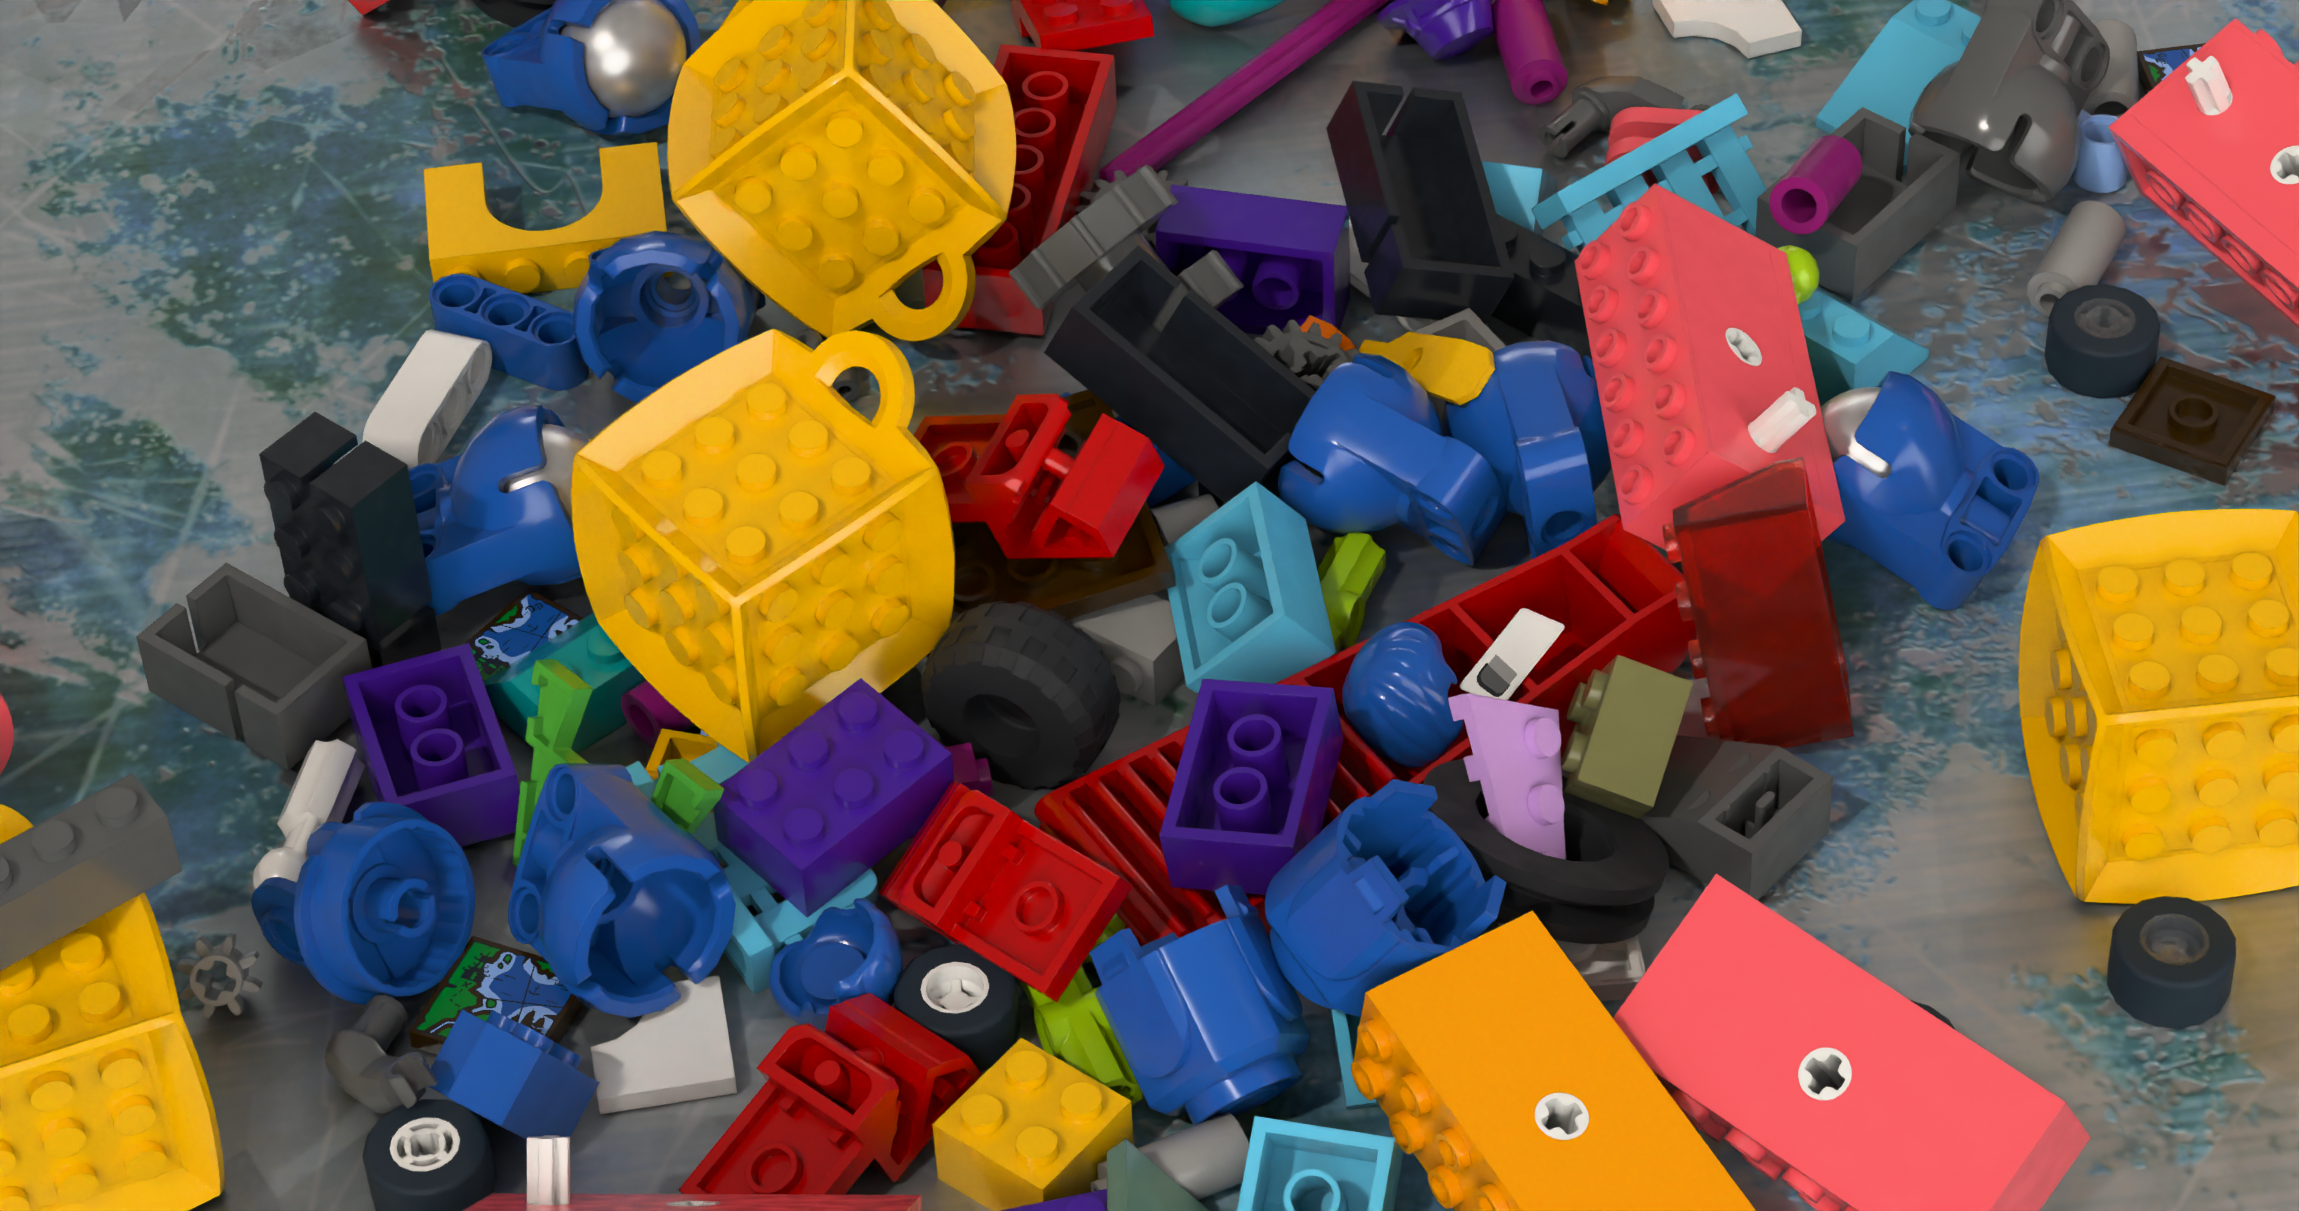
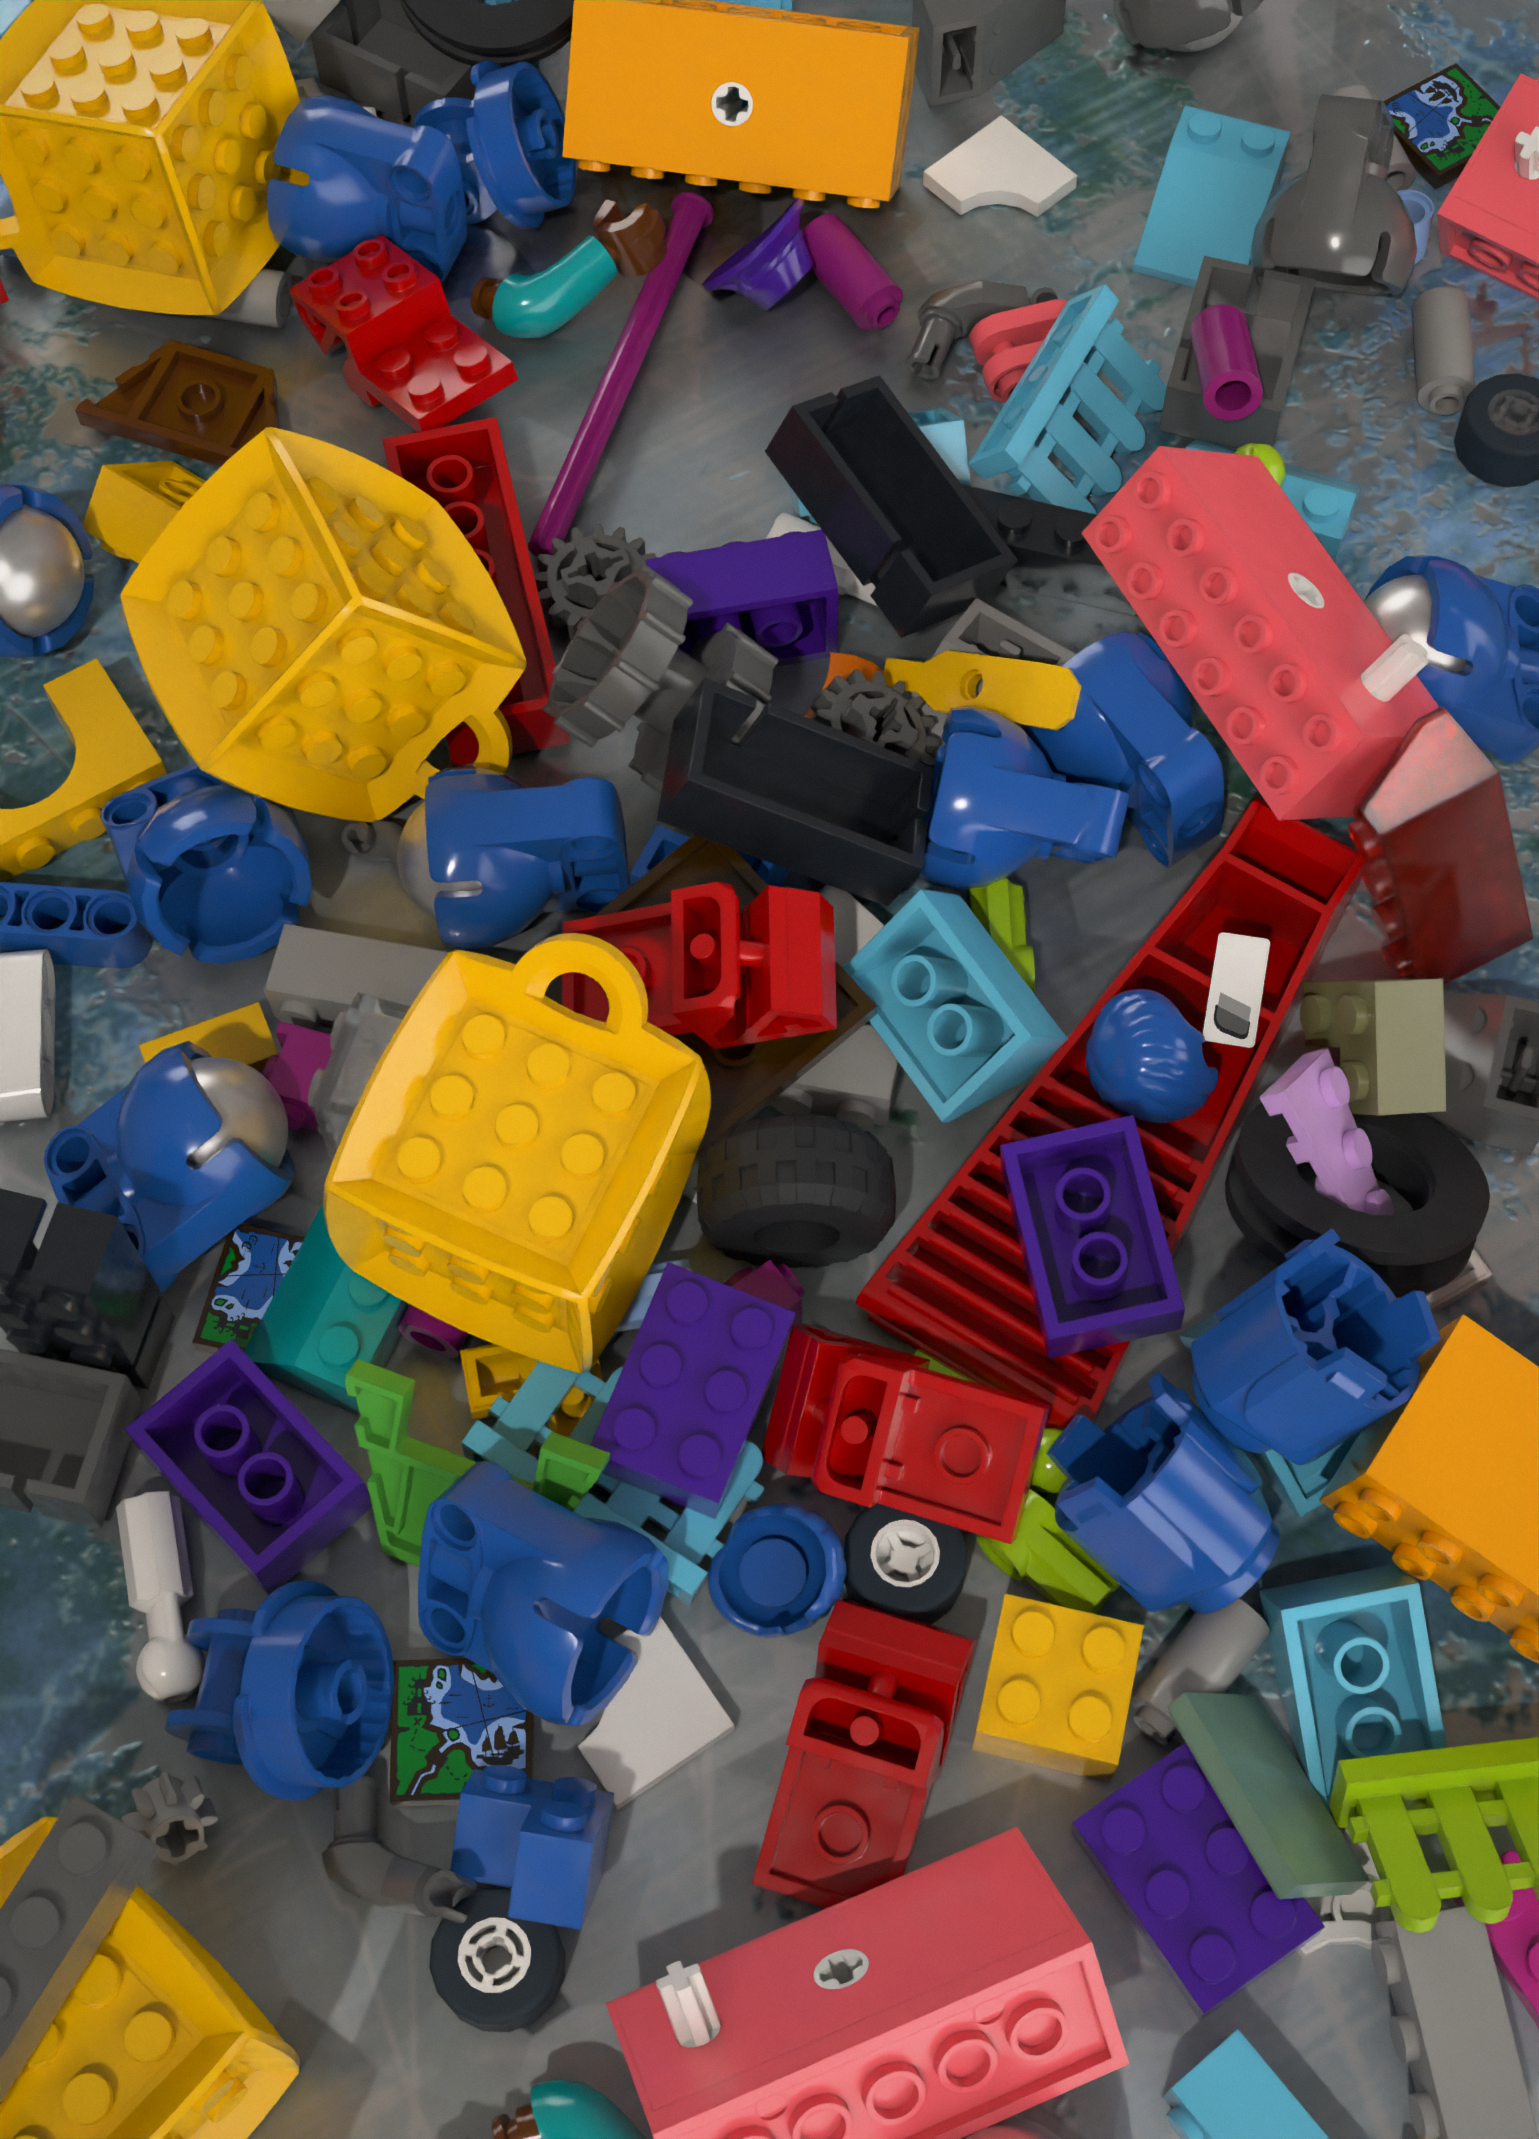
camera: 25 degrees left, 20 degrees up
(957, 352) = (499, 854): none -> blue piece

